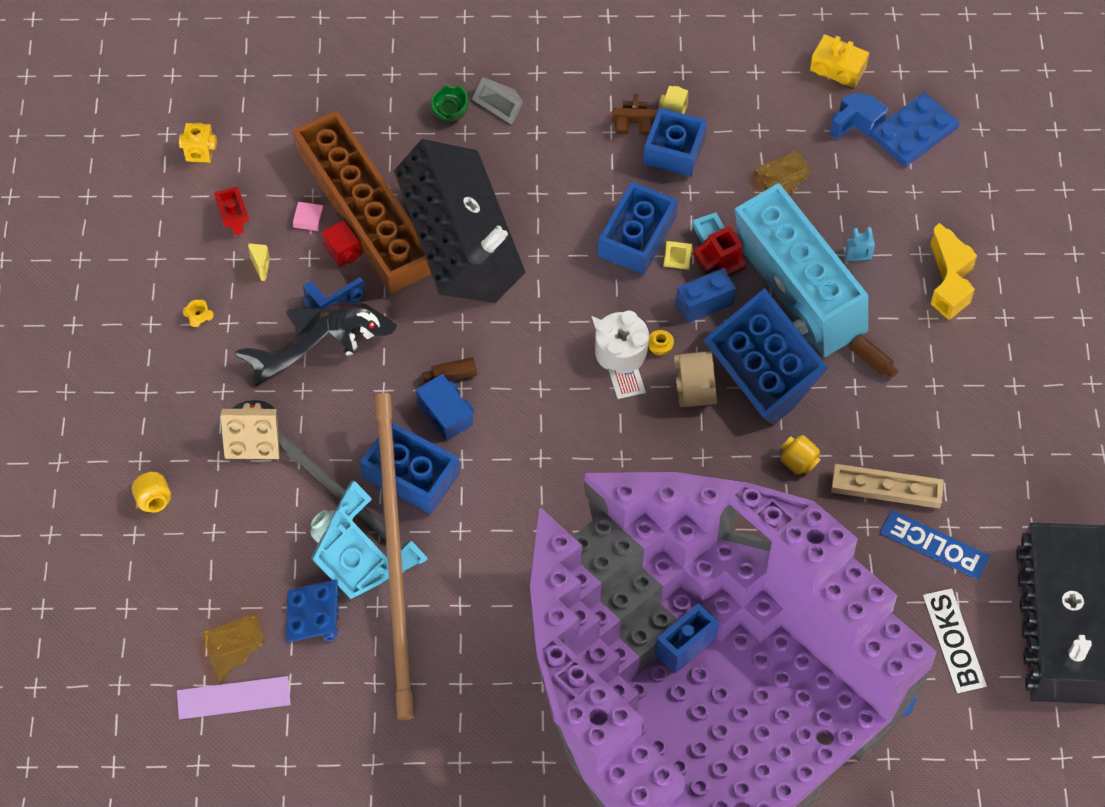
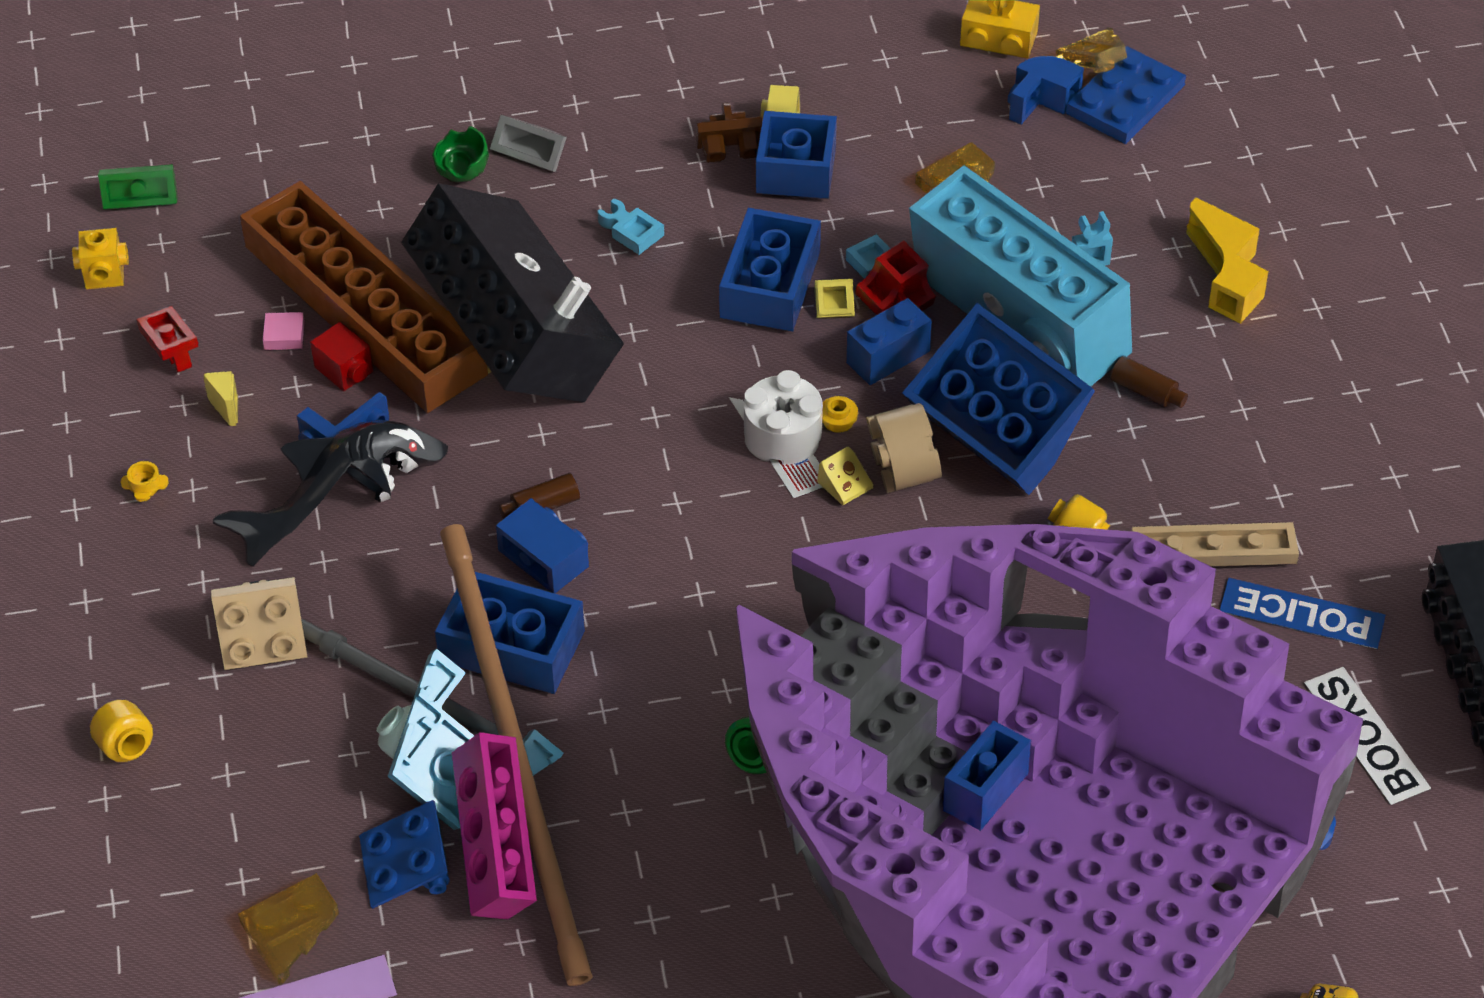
camera: 10 degrees left, 10 degrees down
(232, 91) = (138, 186): none -> green tile
(370, 606) = (493, 826): none -> dark pink brick
(552, 178) = (632, 229): none -> medium azure plate
(653, 391) = (844, 476): none -> light yellow slope
(899, 94) = (1095, 51): none -> clear yellow wing

